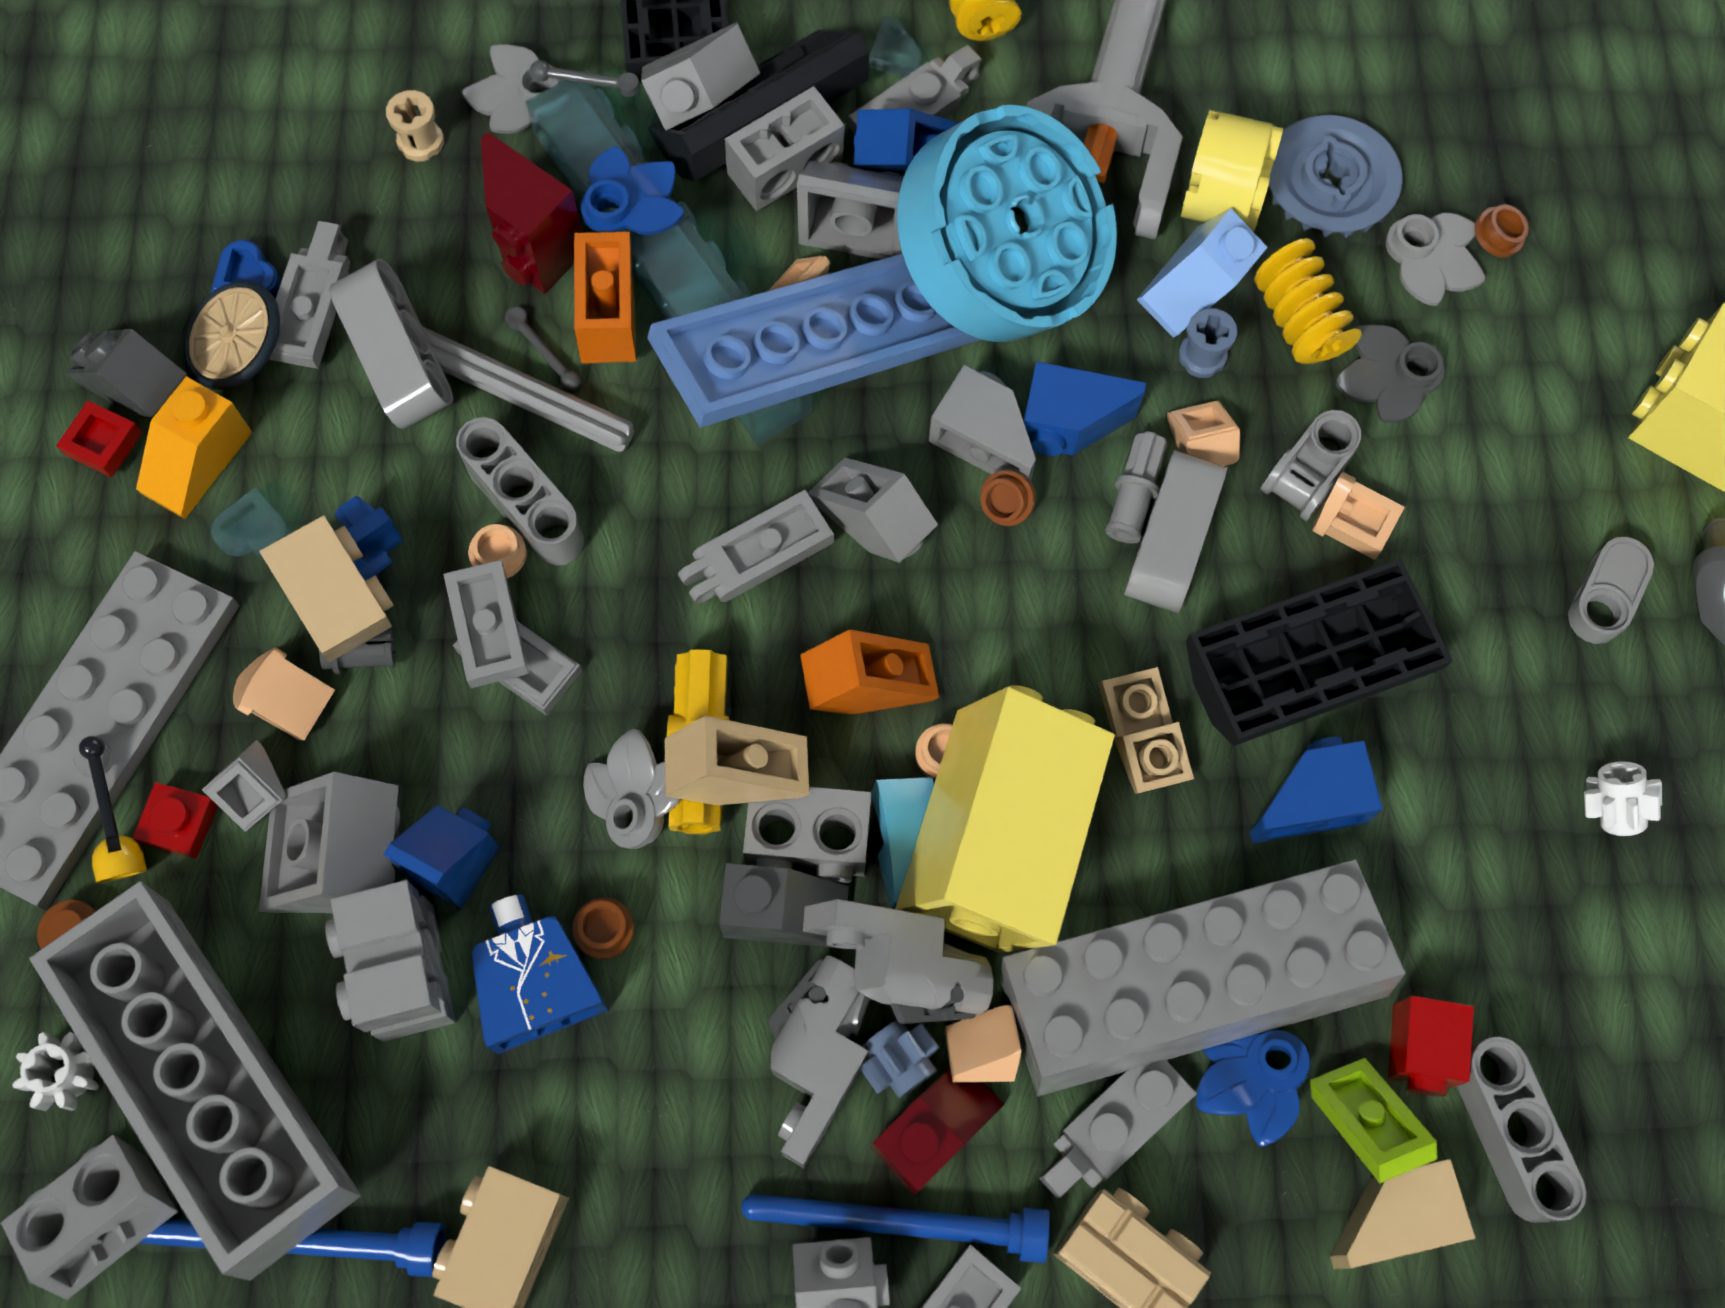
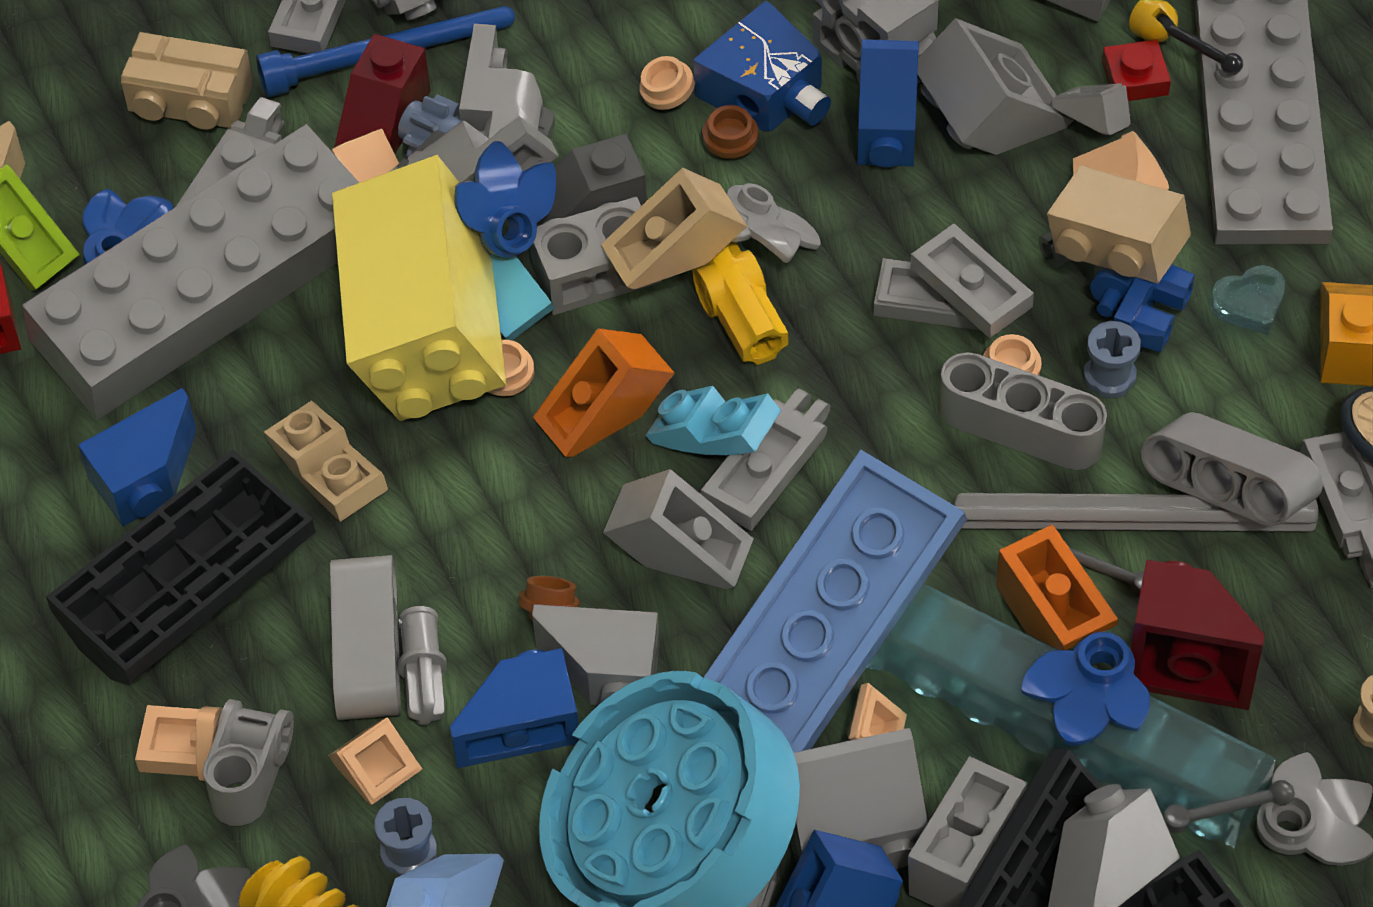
camera: 160 degrees right, 15 degrees down
(413, 505) = (1112, 352): none -> sand blue bush
(634, 1019) = (666, 83): none -> light nougat plate
(788, 594) = (709, 425): none -> medium azure slope
(883, 864) = (504, 193): none -> blue plate

